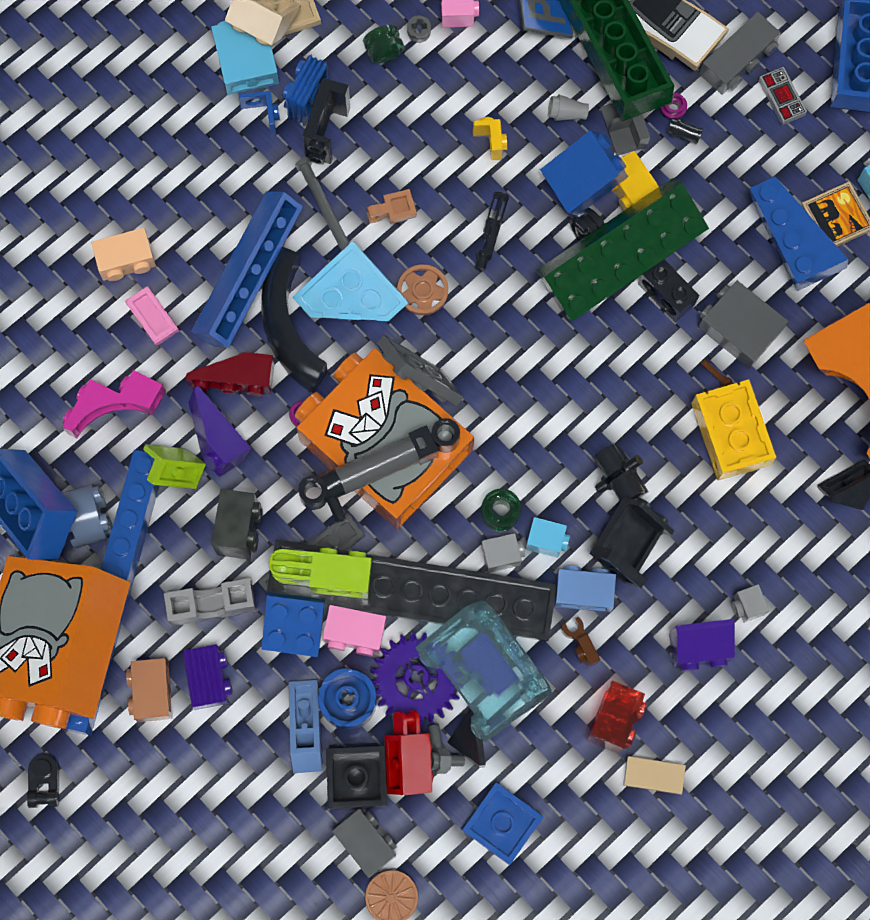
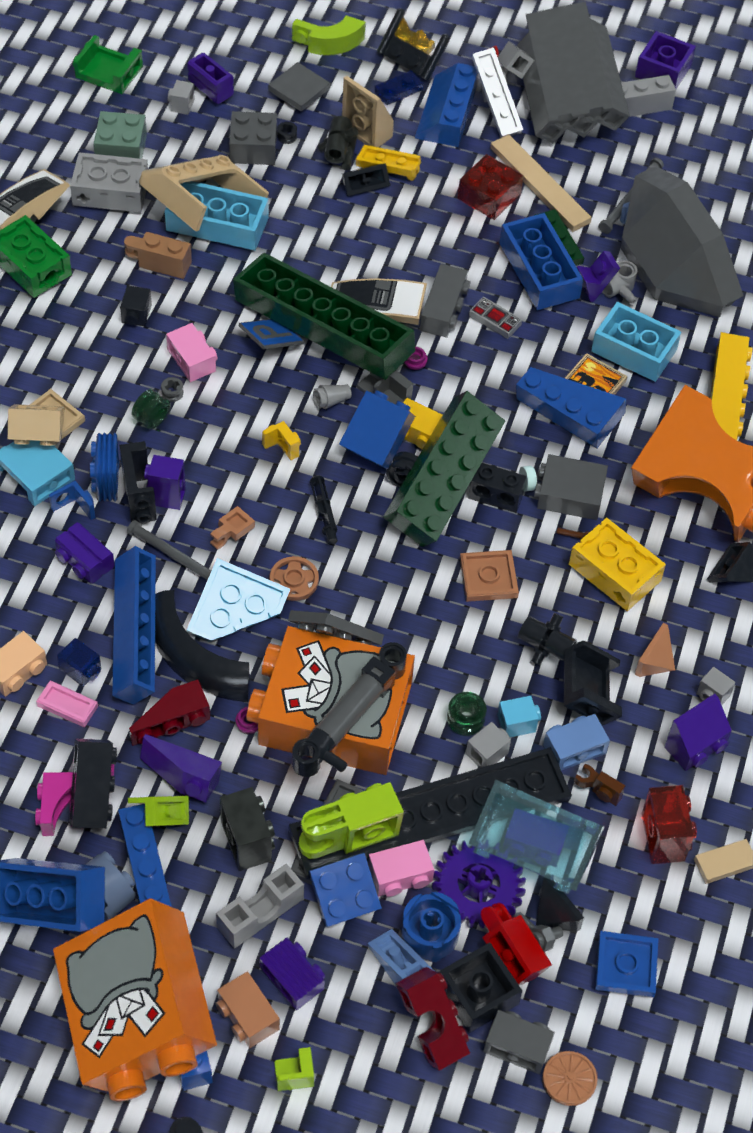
camera: 30 degrees left, 20 degrees down
(123, 413) = (92, 783): none -> black brick
(161, 765) = (295, 1072): none -> lime panel
(181, 281) = (79, 662): none -> clear blue brick
(243, 170) = (84, 553): none -> dark purple brick
(295, 768) = (445, 1039): none -> dark red arch
(353, 133) = (168, 480): none -> dark purple brick
(607, 377) = (489, 575): none -> nougat tile
(684, 130) = (439, 371): black pin -> none
(705, 293) = (531, 480): none -> light aqua tile
(717, 542) = (658, 655): none -> nougat slope

